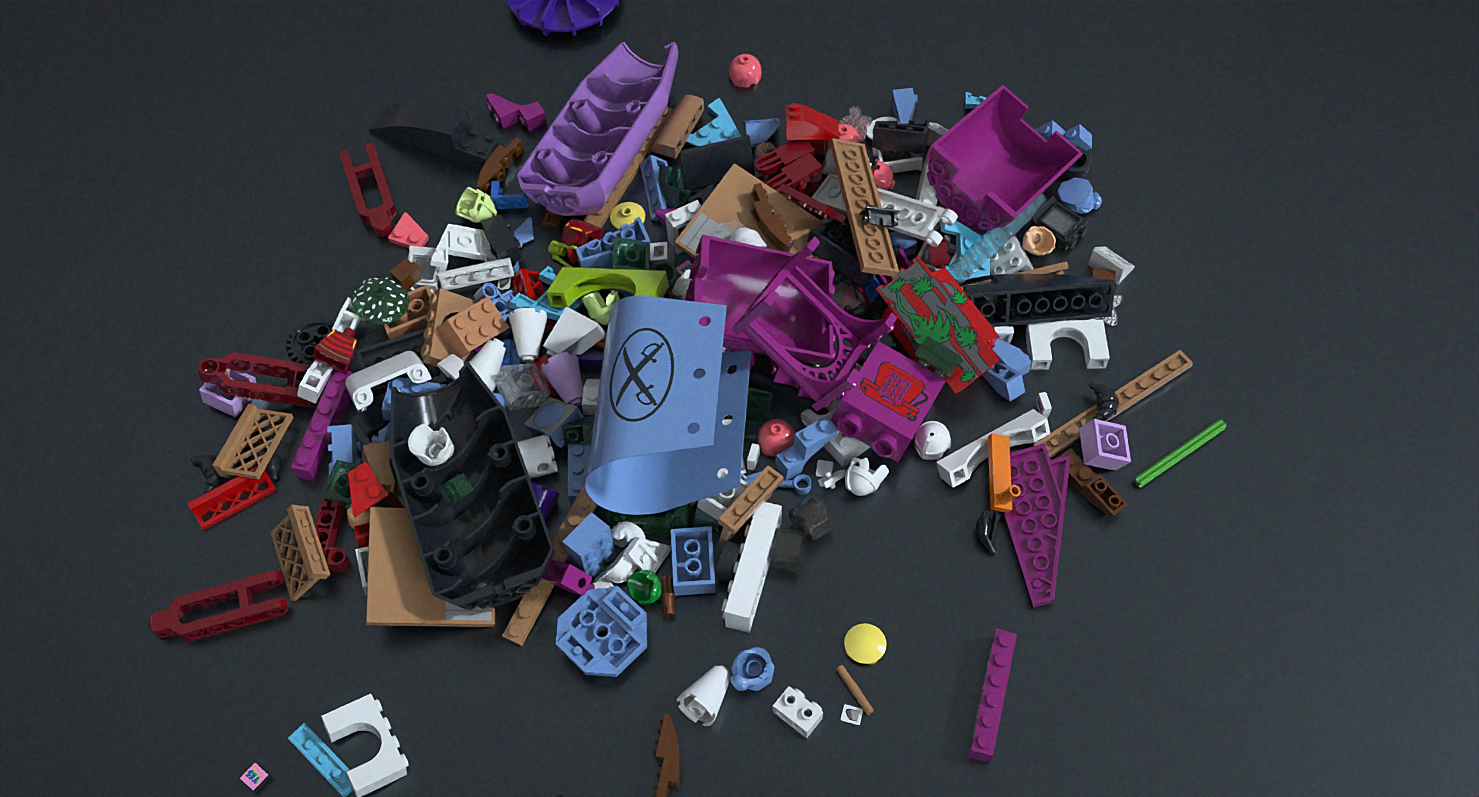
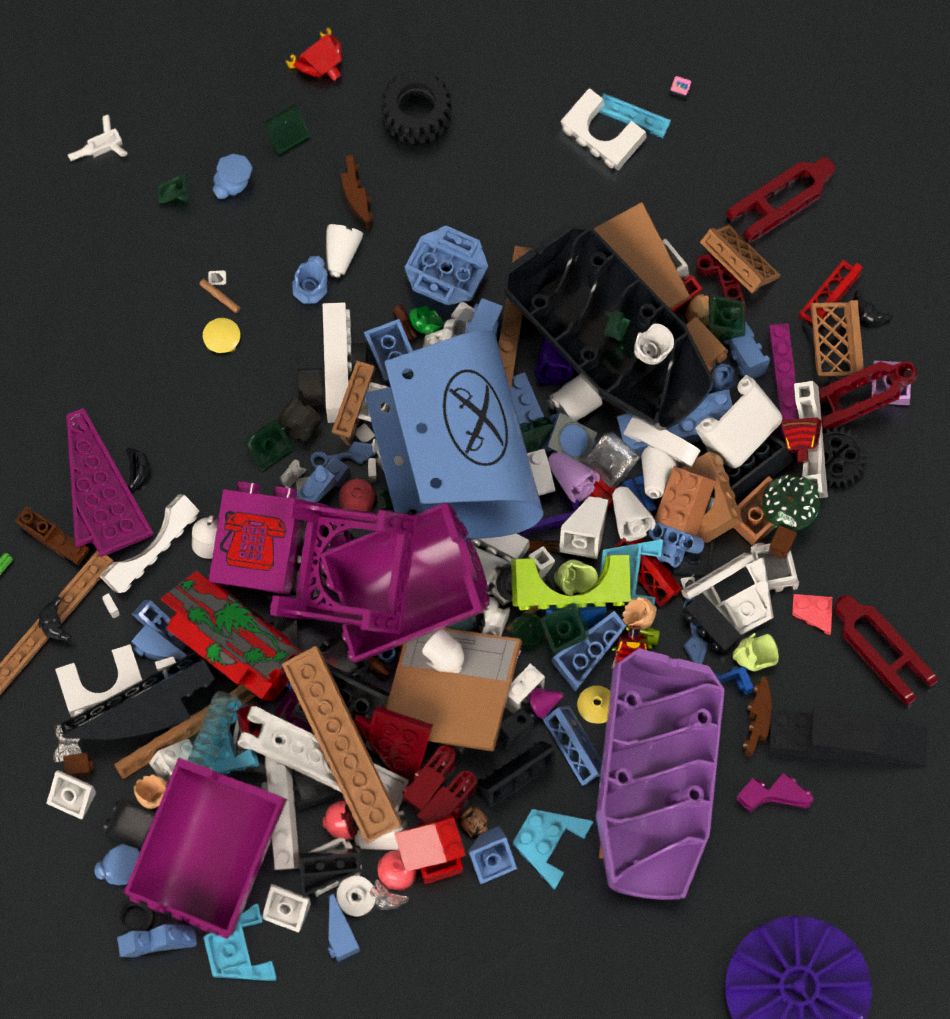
camera: 160 degrees right, 10 degrees up
(364, 489) = (700, 307): red wing -> none
(558, 257) = (639, 613): none -> light nougat hair
(568, 578) = (490, 290): magenta torso -> none
(662, 253) = (538, 654): white brick -> none
(669, 182) = (556, 734): brick -> none
(678, 126) = (583, 827): medium nougat brick -> none
(726, 229) = (472, 669): clear tile -> none
(745, 70) = (539, 937): coral cylinder -> none
(770, 225) = (434, 696): reddish brown slope -> none
(798, 711) = (261, 260): white brick -> none
(849, 512) = (268, 444): none -> clear green slope
(862, 479) = (264, 473): white helmet -> none
(872, 214) = (312, 730): black hinge -> none
(938, 357) = (219, 590): clear green brick -> none
(992, 696) = (102, 321): magenta brick -> none
(1000, 474) = (137, 513): orange piece -> none
(1104, 444) = (45, 572): lavender brick -> none

